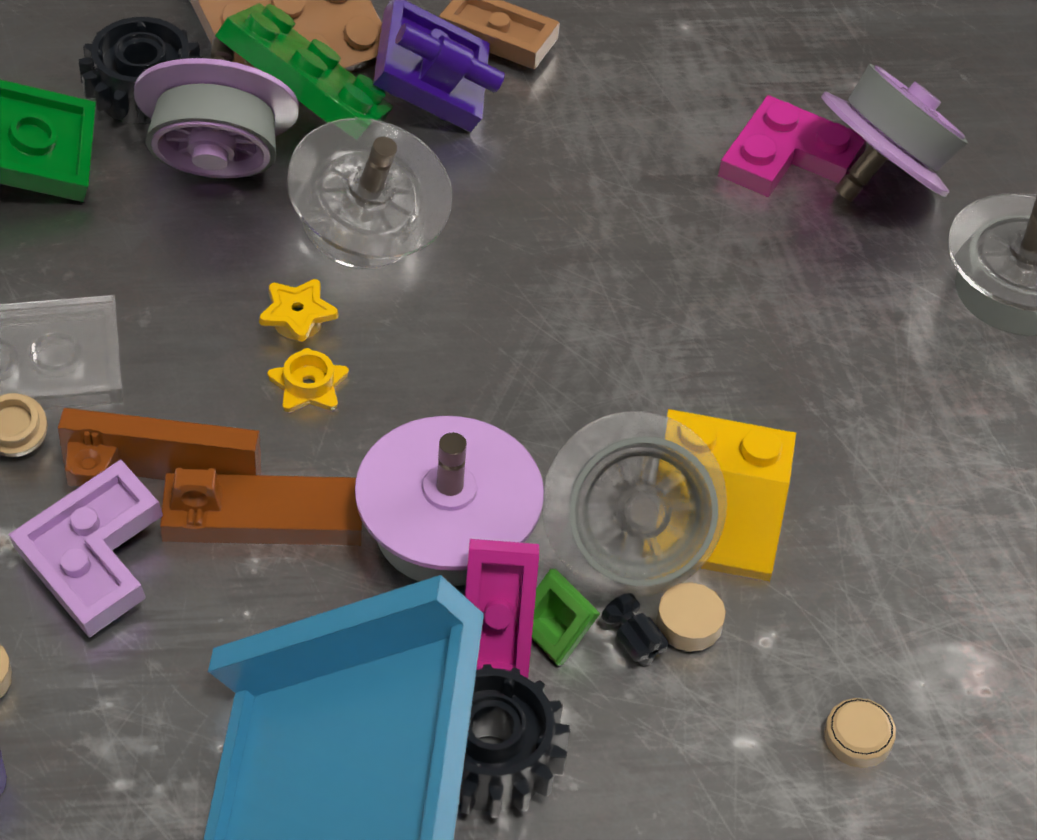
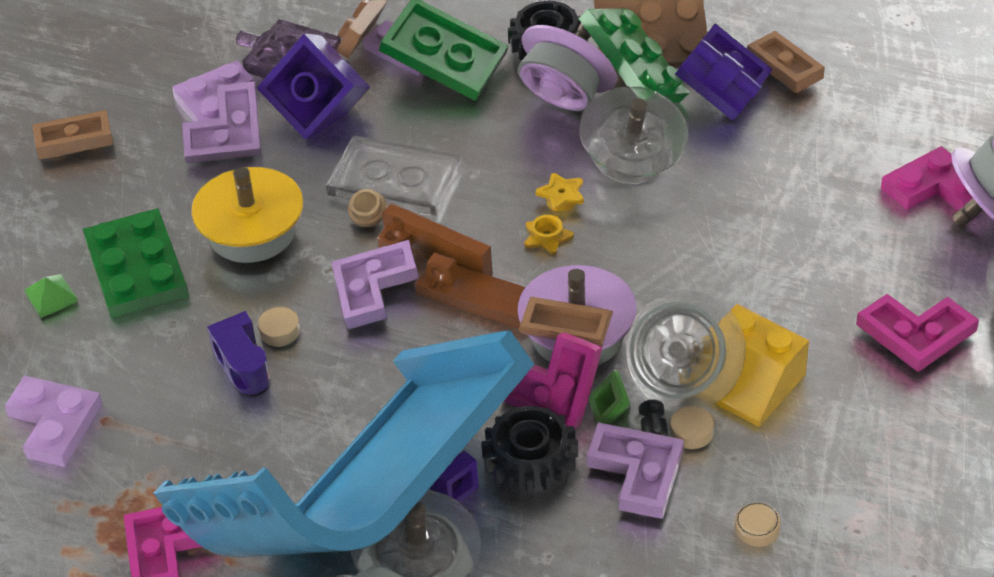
camera: 35 degrees right, 5 degrees down
(450, 517) = (550, 318): none -> medium nougat tile
(667, 692) = (645, 459): none -> lavender plate
(894, 379) = (913, 337): none -> dark pink plate

